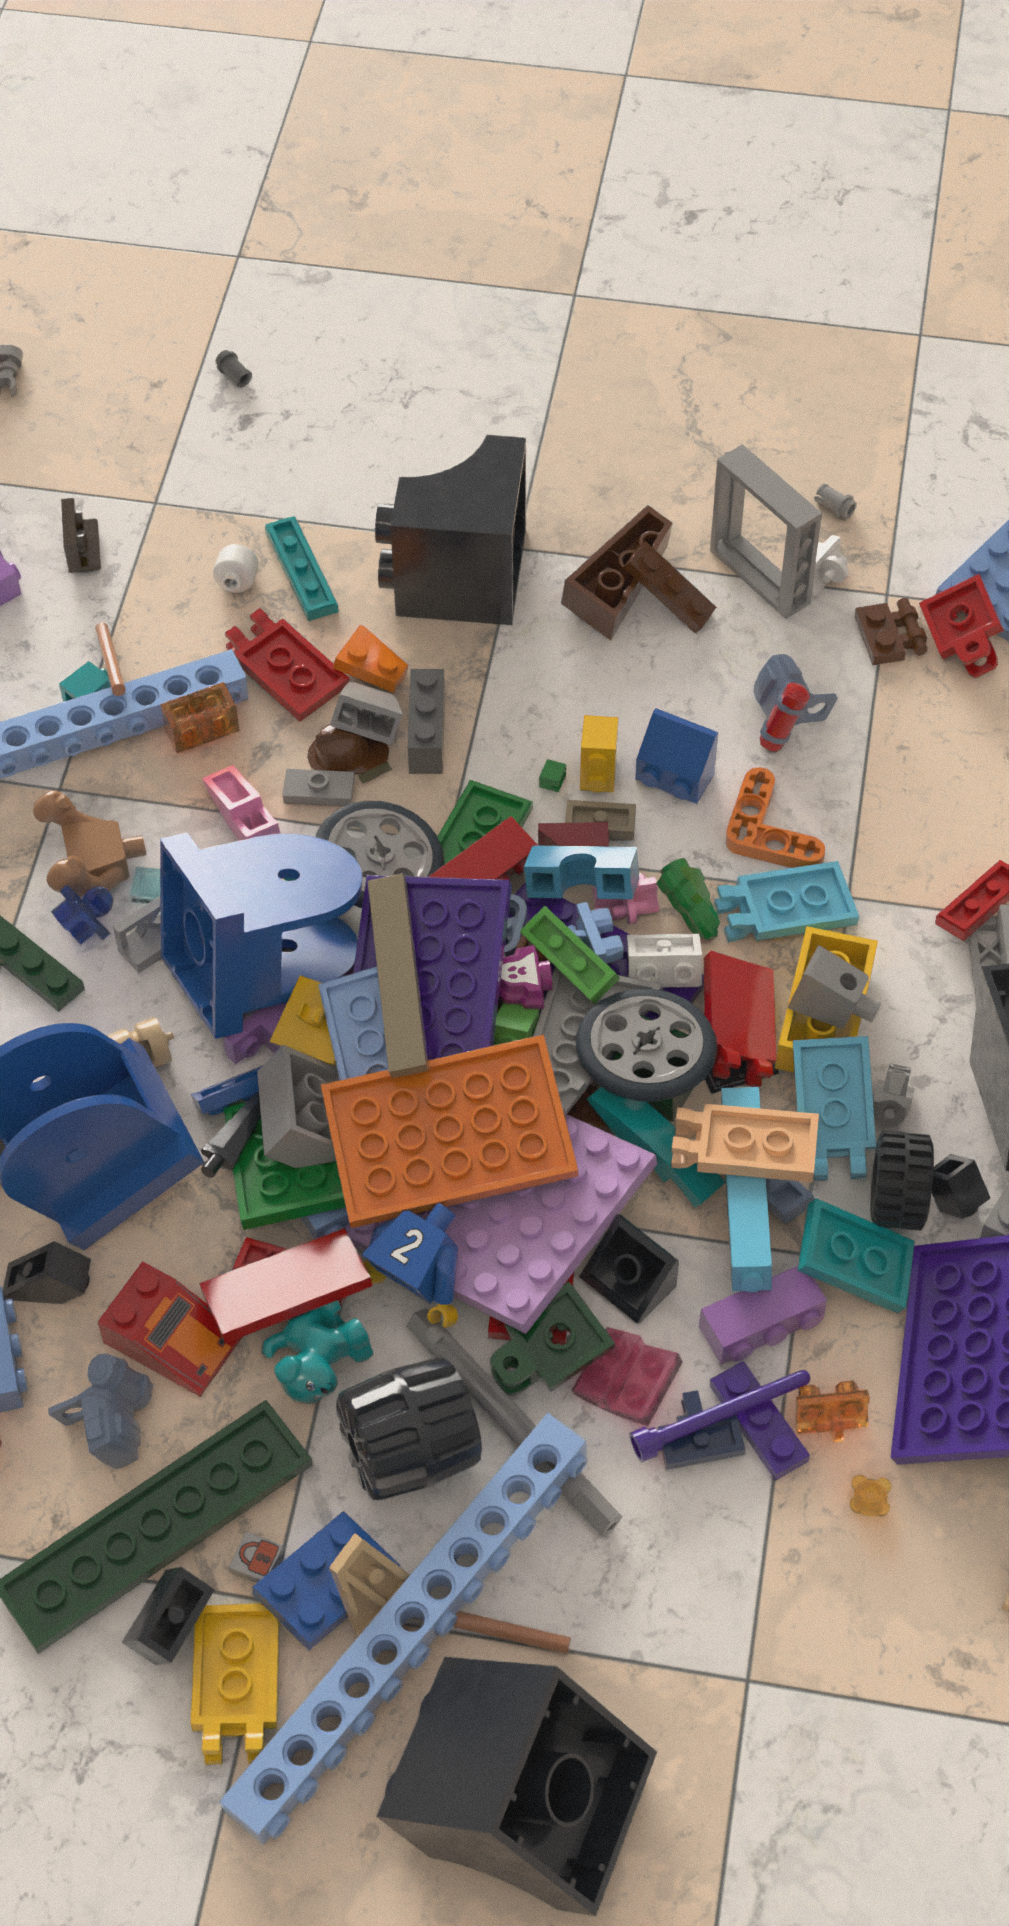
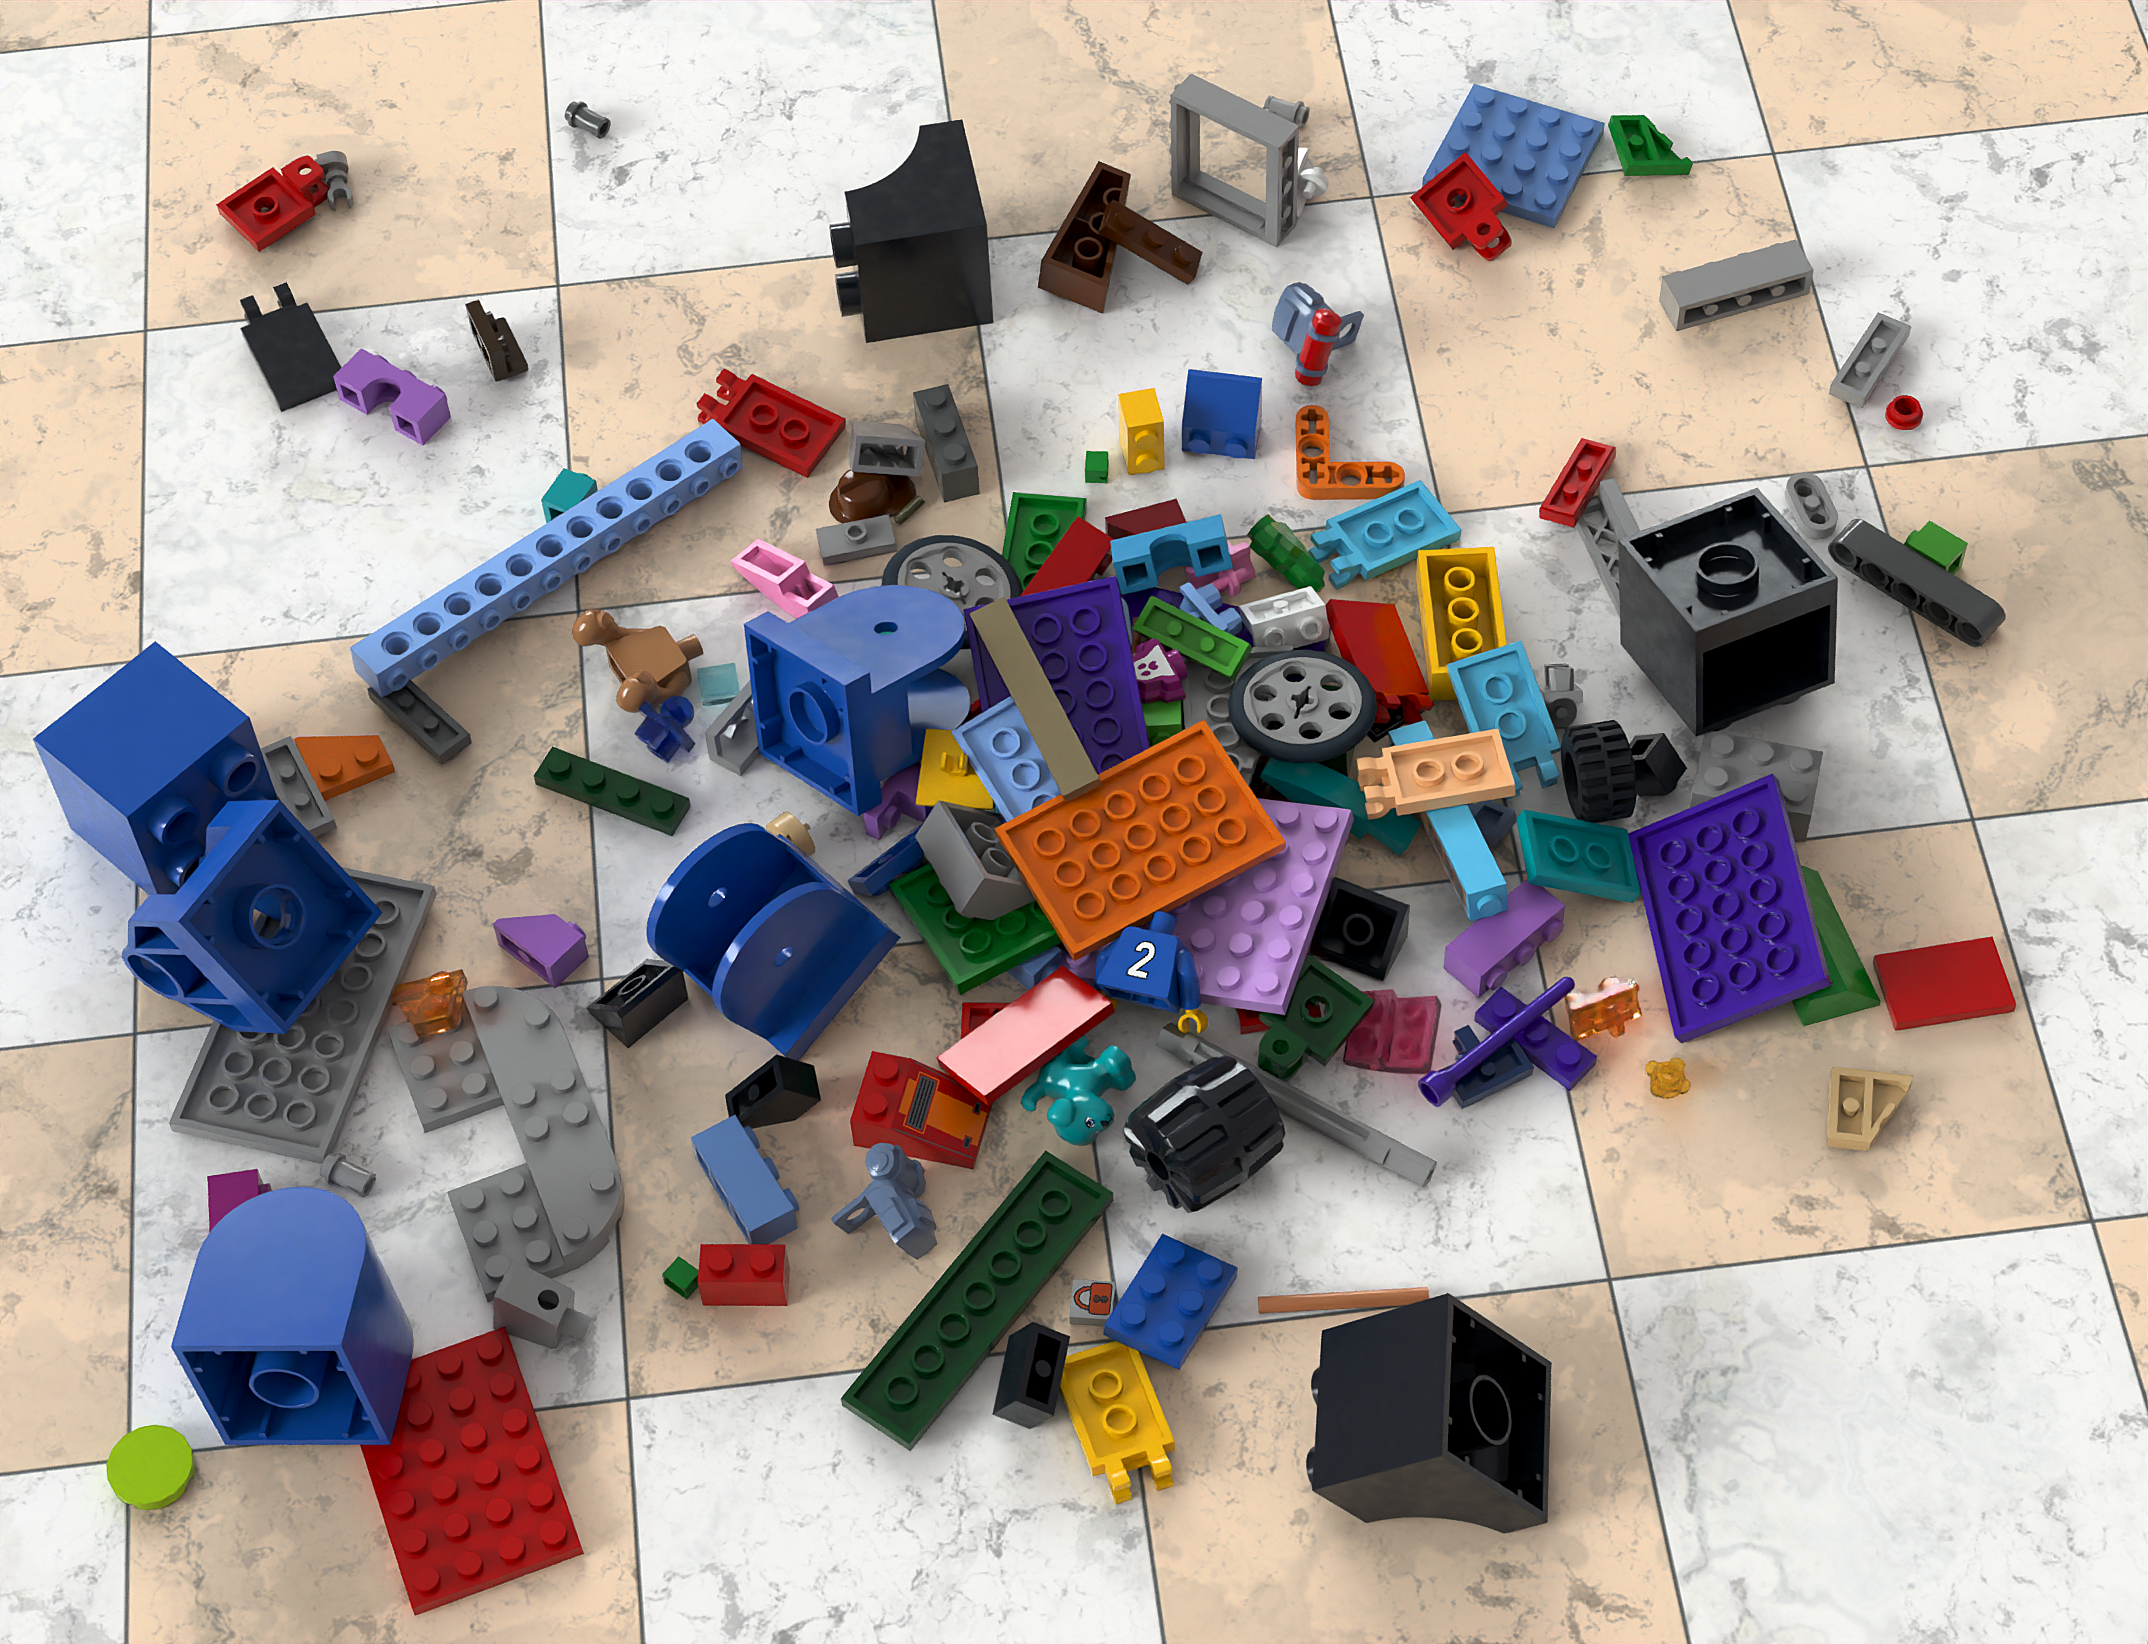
camera: 15 degrees left, 0 degrees up
(110, 659) = (586, 461): nougat bar -> none
(200, 717) = (706, 498): clear orange brick -> none
(231, 1140) = (913, 910): black bar -> none
(235, 566) = (679, 331): white head -> none
(269, 1818) = (1195, 1530): light blue brick -> none
(301, 568) = (746, 316): teal tile -> none
(365, 1581) = (1219, 1291): tan wing -> none
(371, 661) = (861, 395): orange wing -> none
(618, 815) = (1183, 488): dark tan plate -> none
(833, 991) = (1471, 605): light grey torso -> none
(880, 631) = (1381, 239): reddish brown plate -> none

